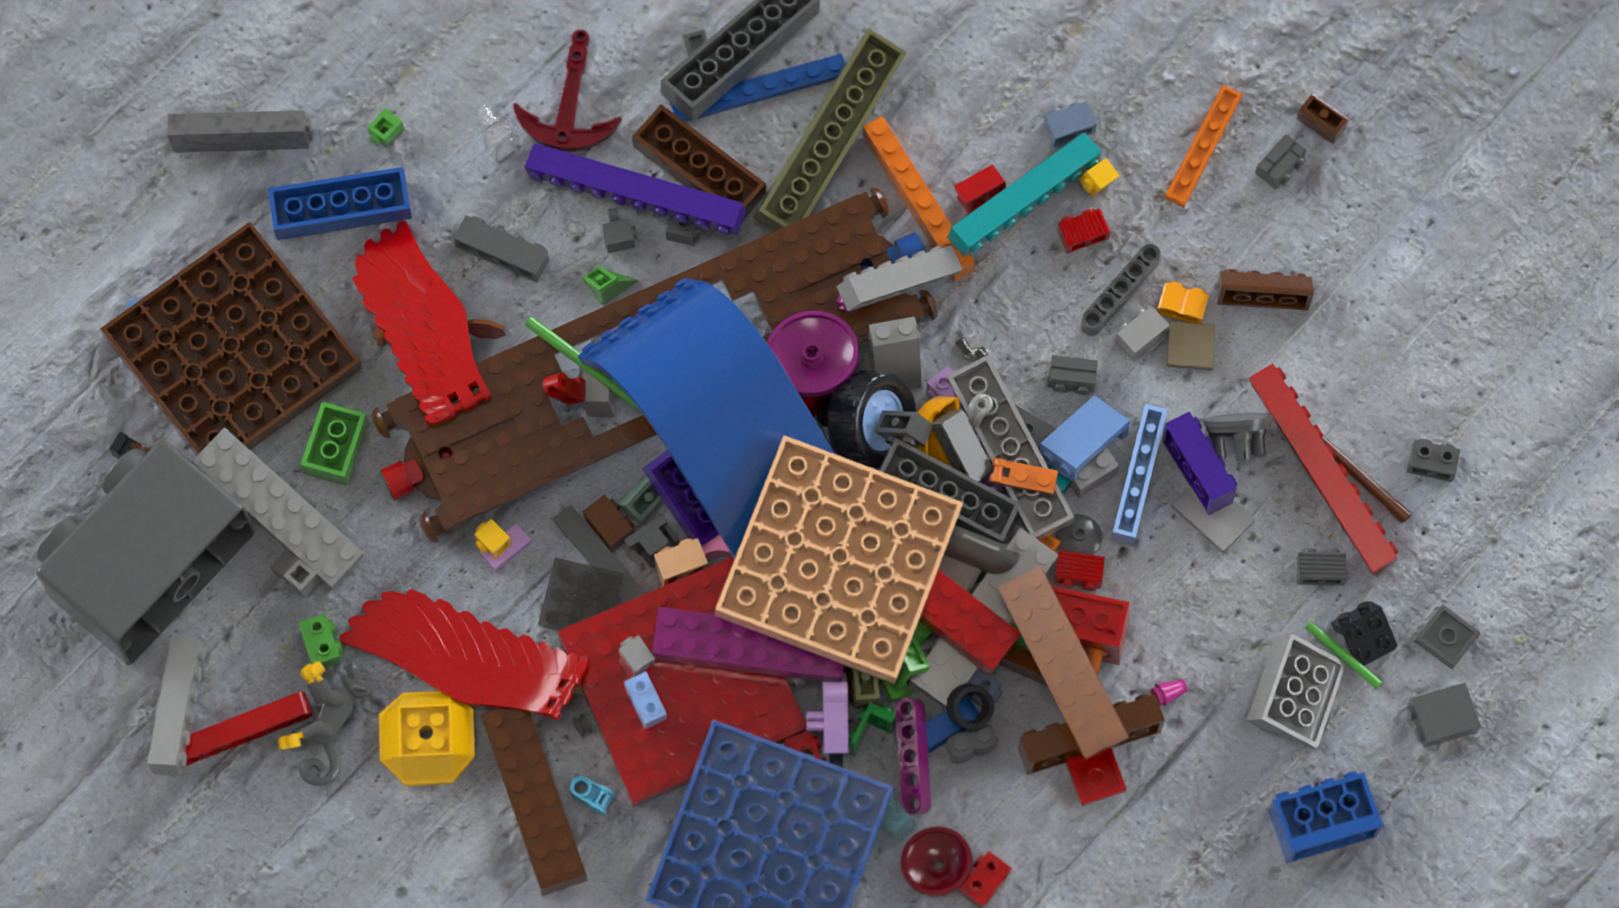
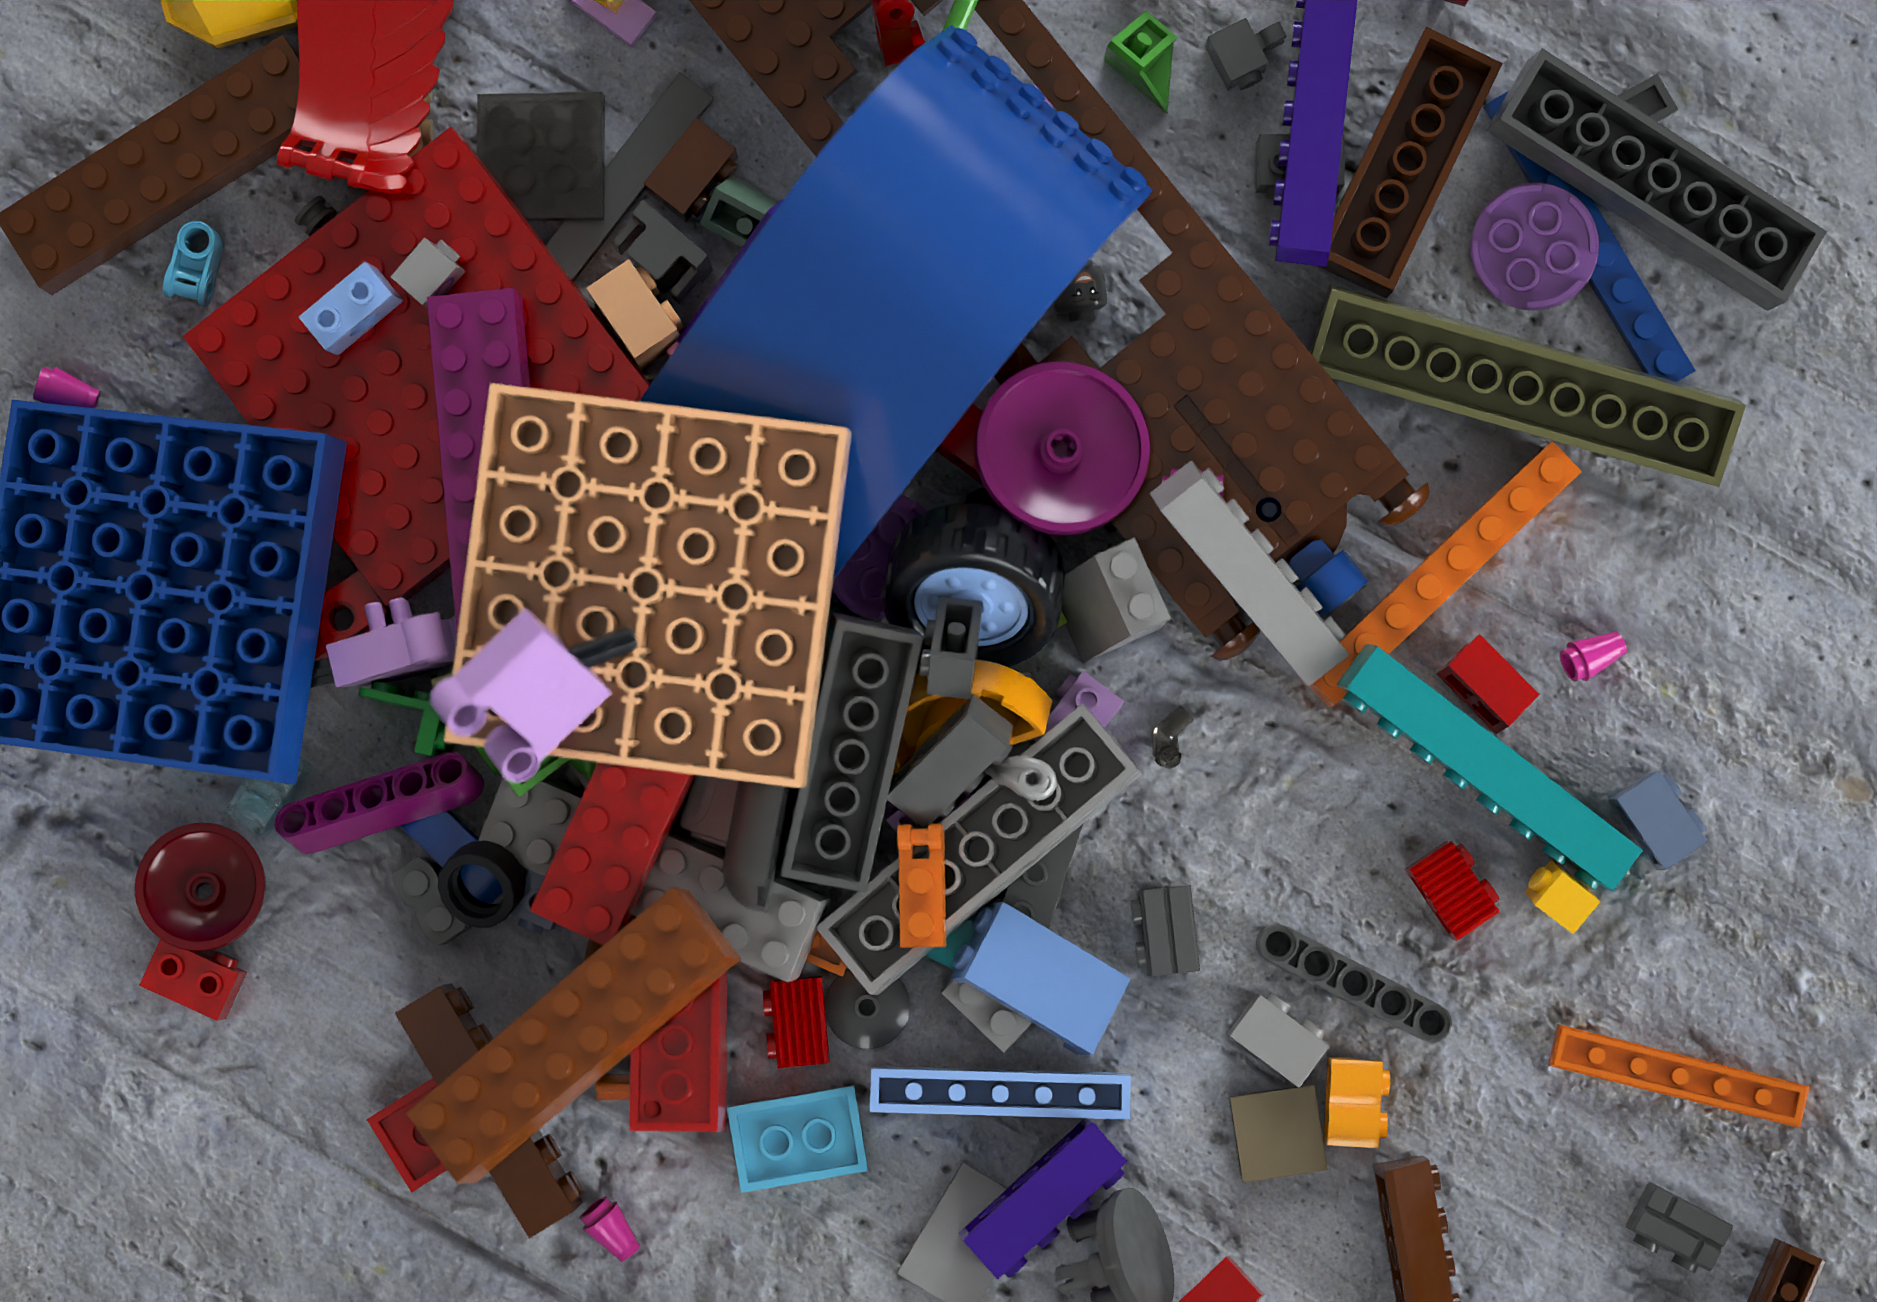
camera: 75 degrees right, 15 degrees up
(643, 880) = (64, 389): none -> dark pink cone
(758, 114) = (1534, 246): none -> medium lavender tile
(883, 616) = (533, 686): none -> lavender piece
(977, 137) = (1591, 655): none -> dark pink cone
(1142, 583) = (797, 1138): none -> medium azure plate

